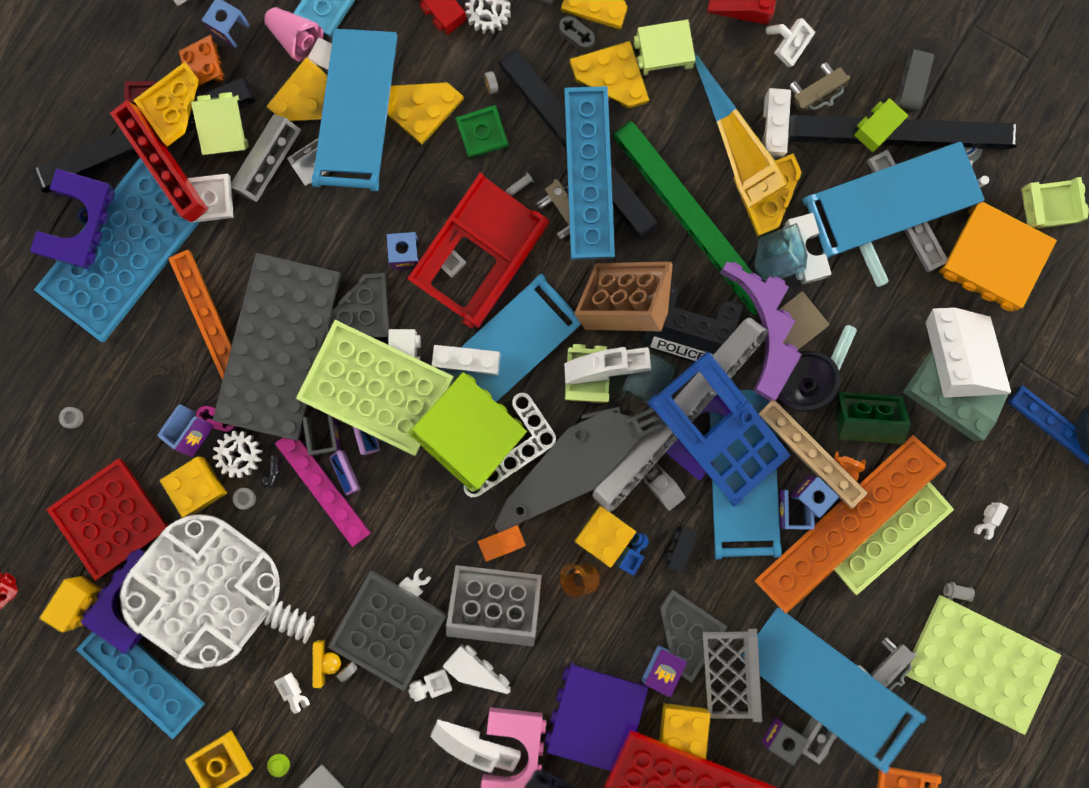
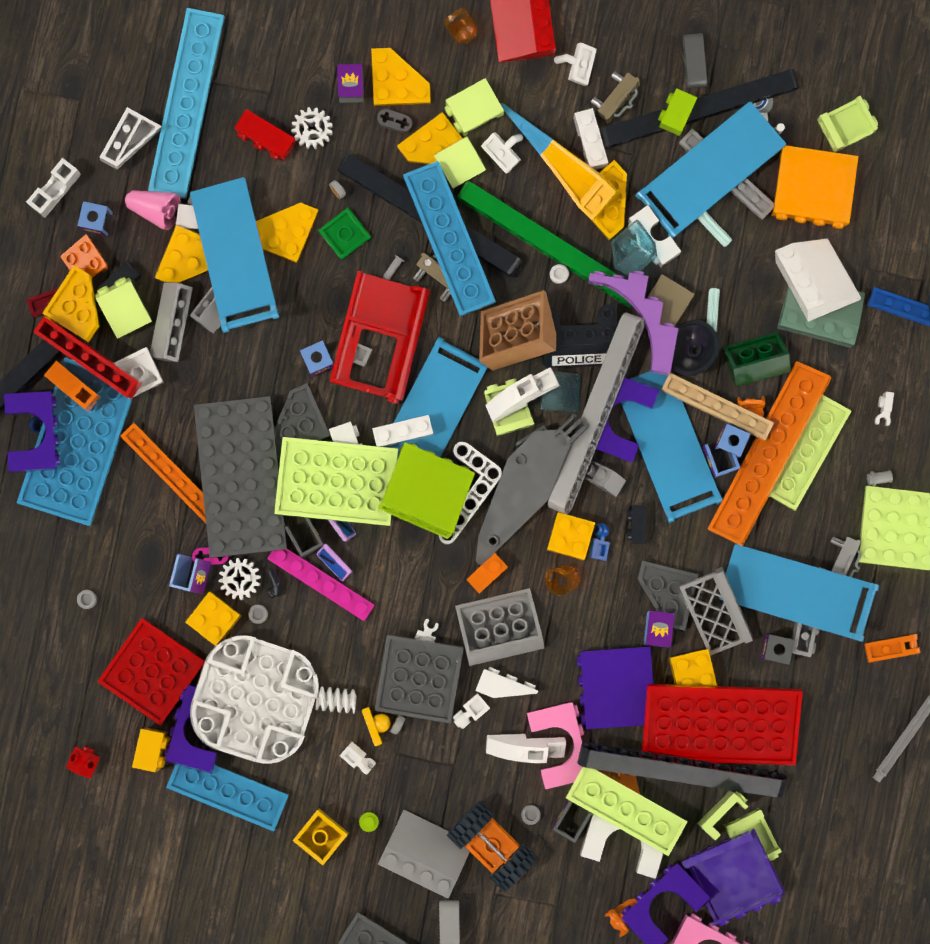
camera: 20 degrees left, 0 degrees up
(135, 189) = (72, 386): none -> orange slope
(629, 98) = (460, 162): none -> yellowish green tile
(677, 103) = (501, 151): none -> white plate
(692, 253) = (559, 274): none -> white tile
(709, 446) = (637, 417): blue door -> none

